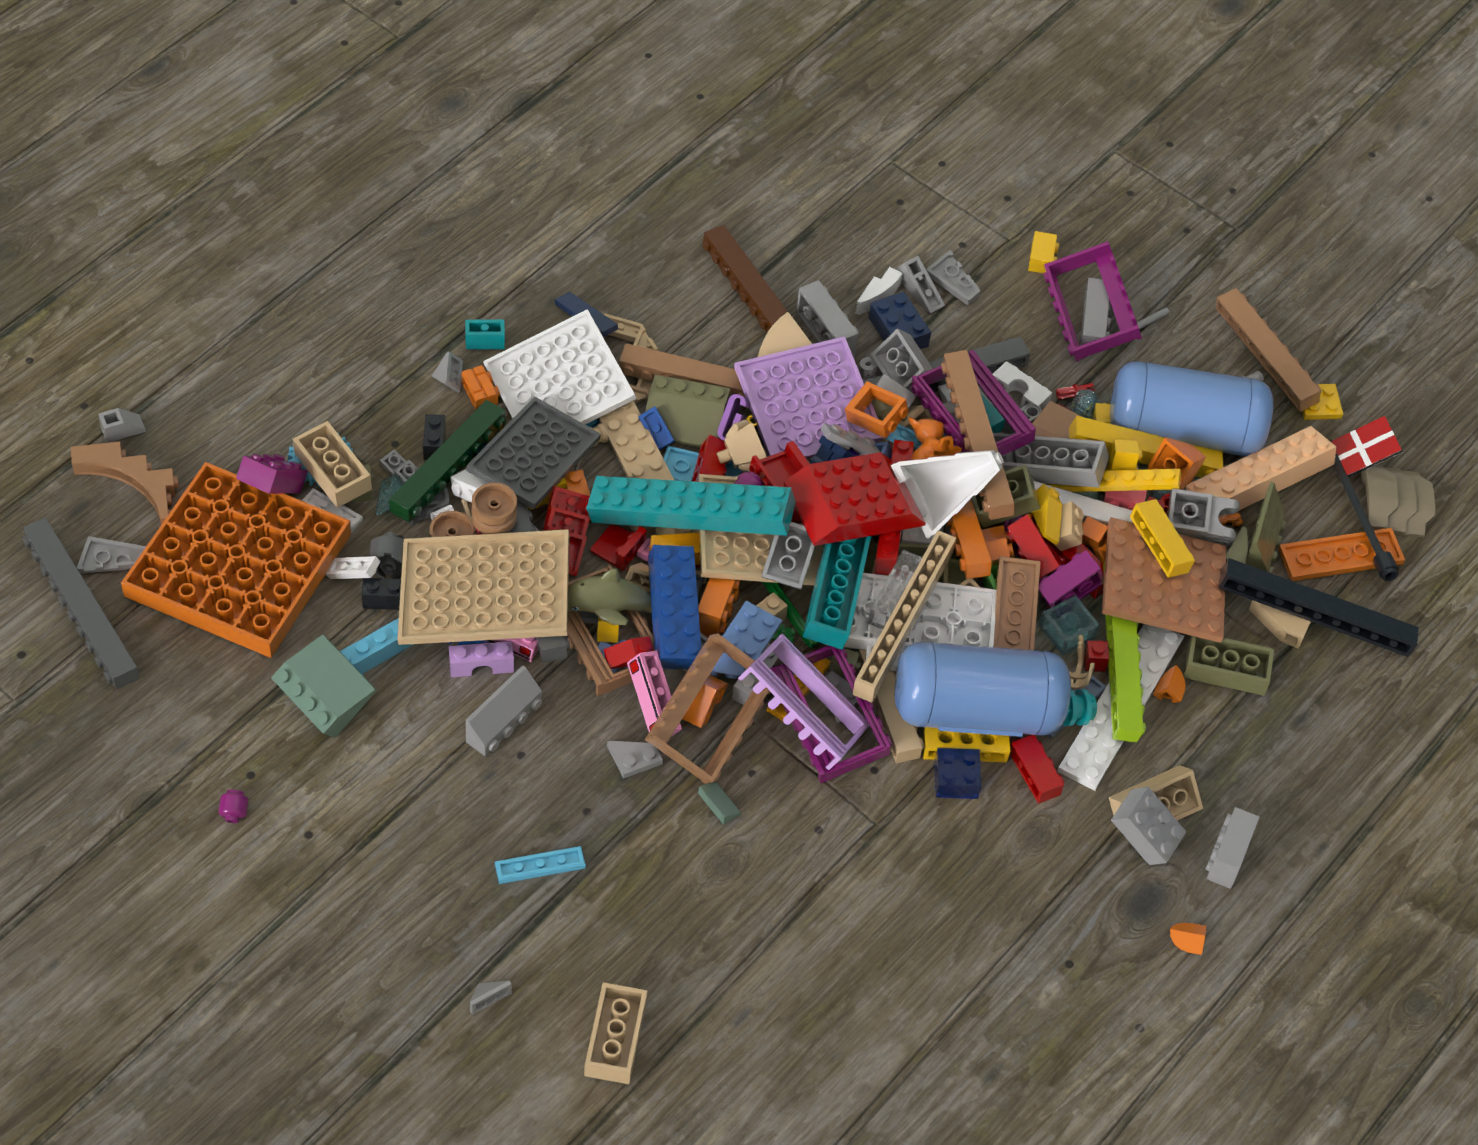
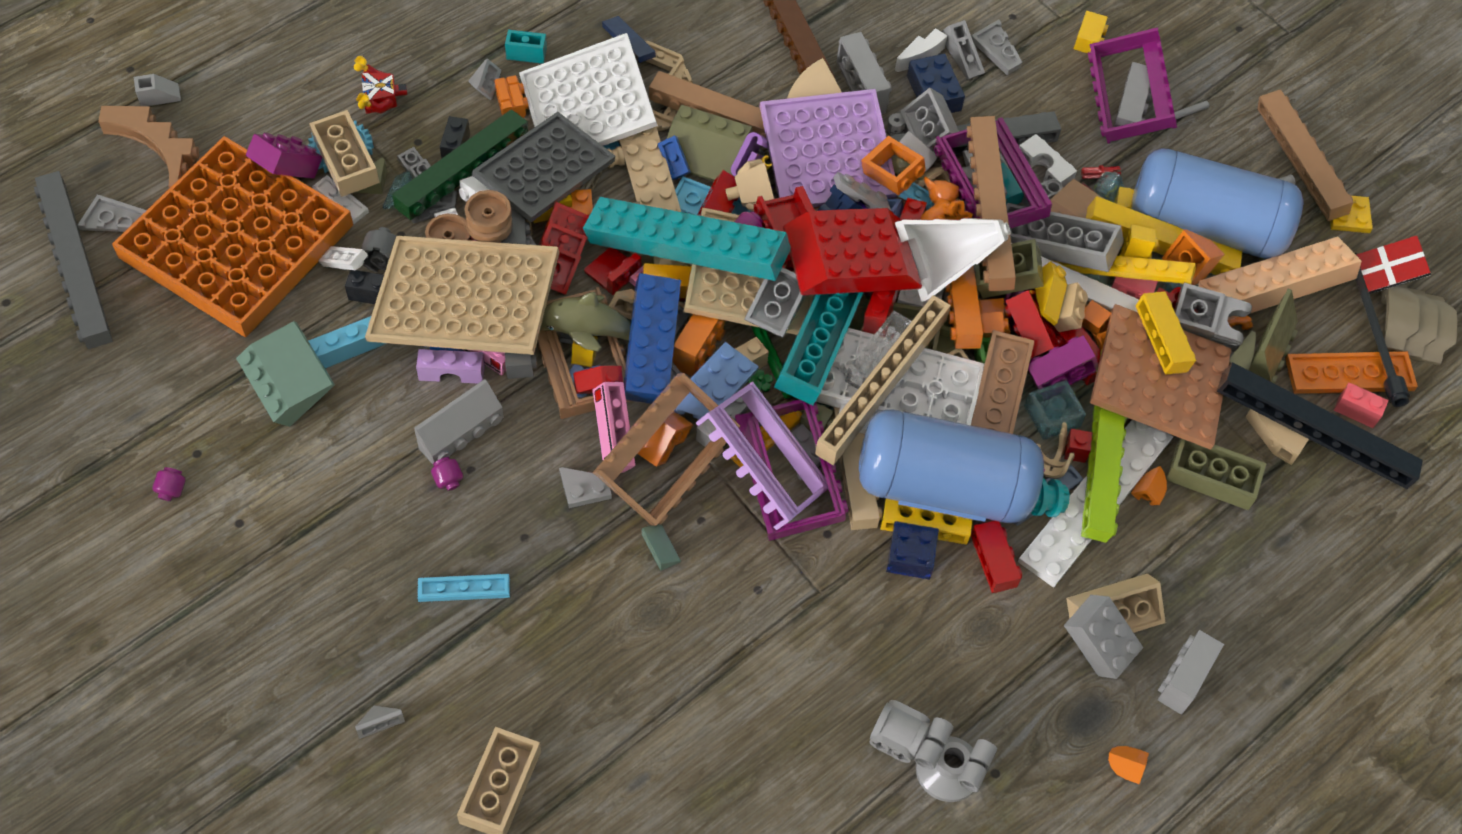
camera: 10 degrees right, 5 degrees up
(345, 394) = (378, 88): none -> torso
(501, 761) = (447, 473): none -> magenta head
(985, 937) = (908, 736): none -> light grey piece
(1354, 584) = (1361, 405): none -> coral brick

